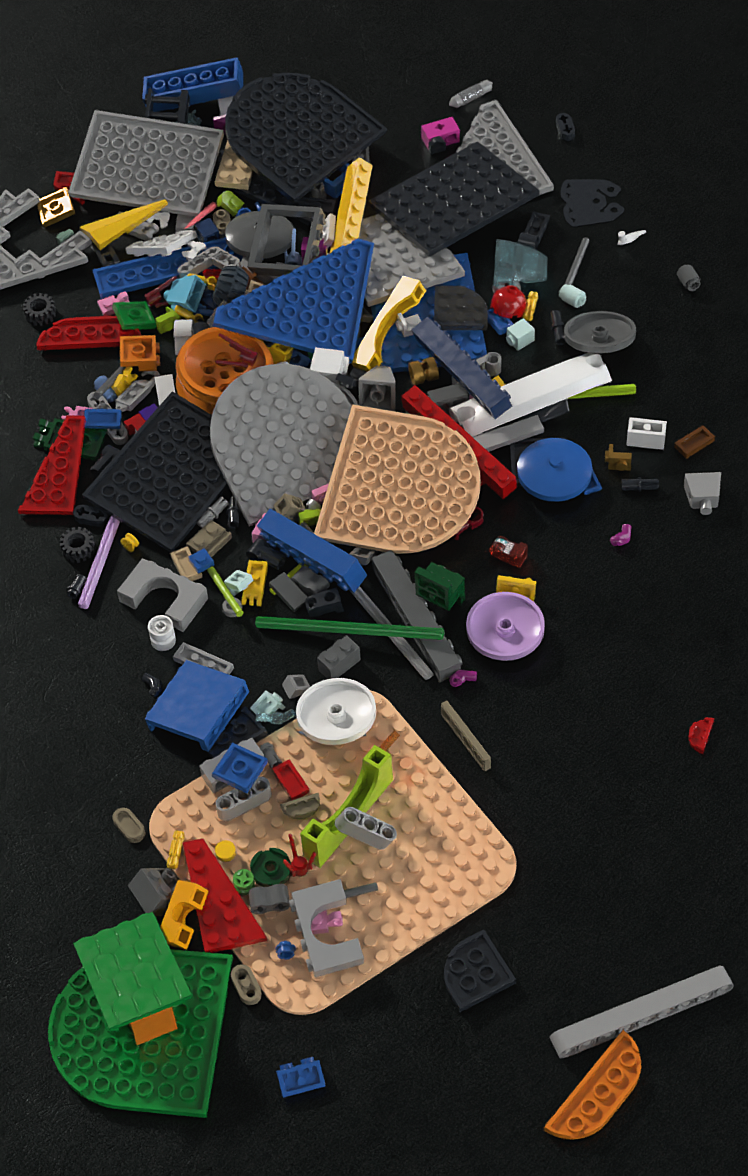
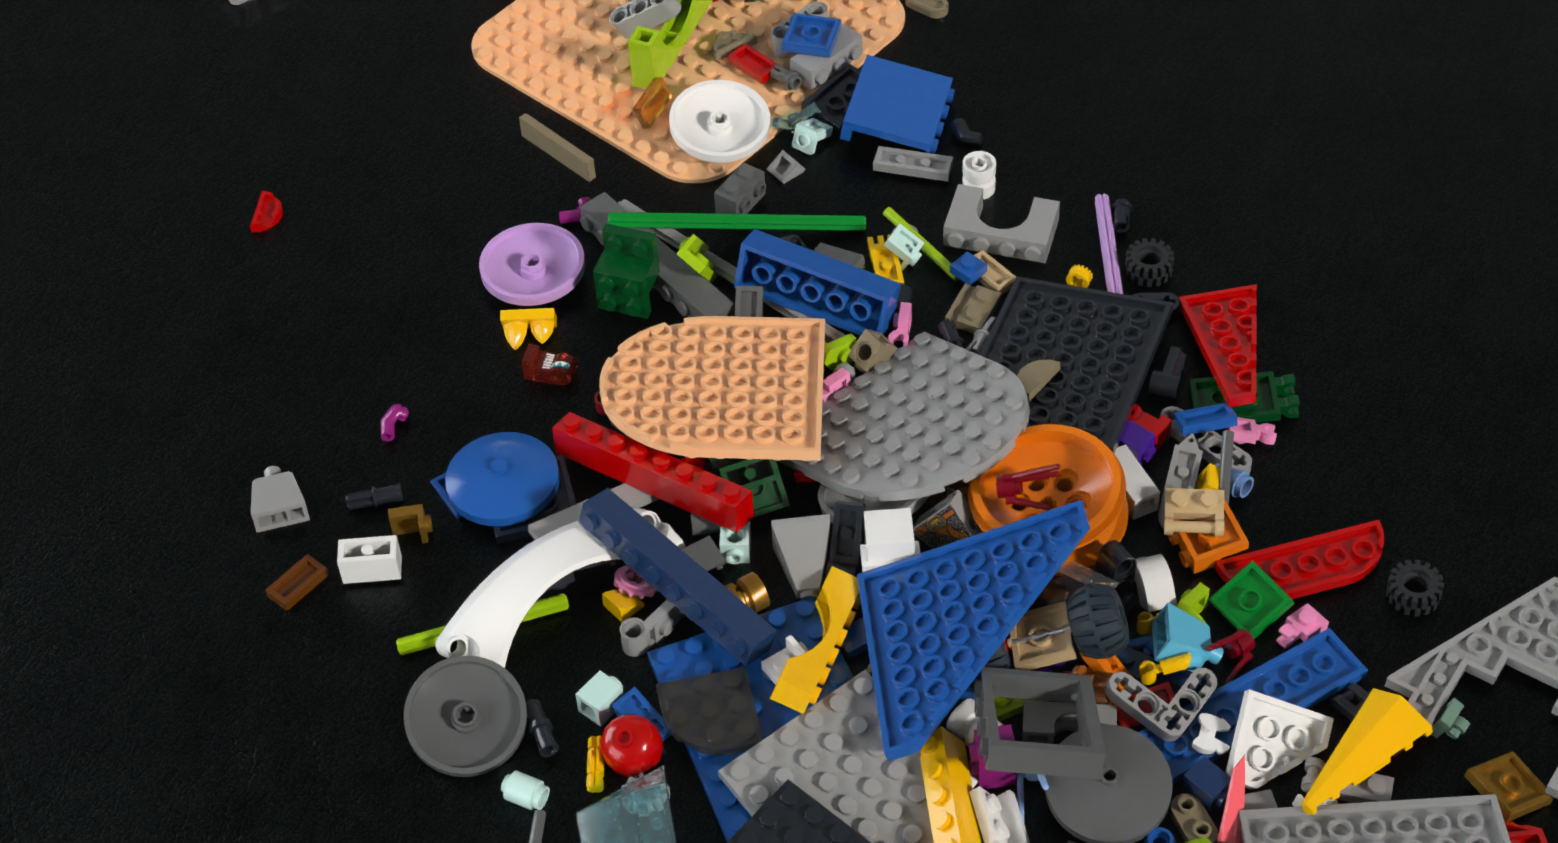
camera: 165 degrees right, 5 degrees down
(142, 358) = (1194, 505): none -> tan plate
(197, 453) = (1037, 375): none -> dark tan tile
(387, 593) = (692, 252): none -> lime bracket

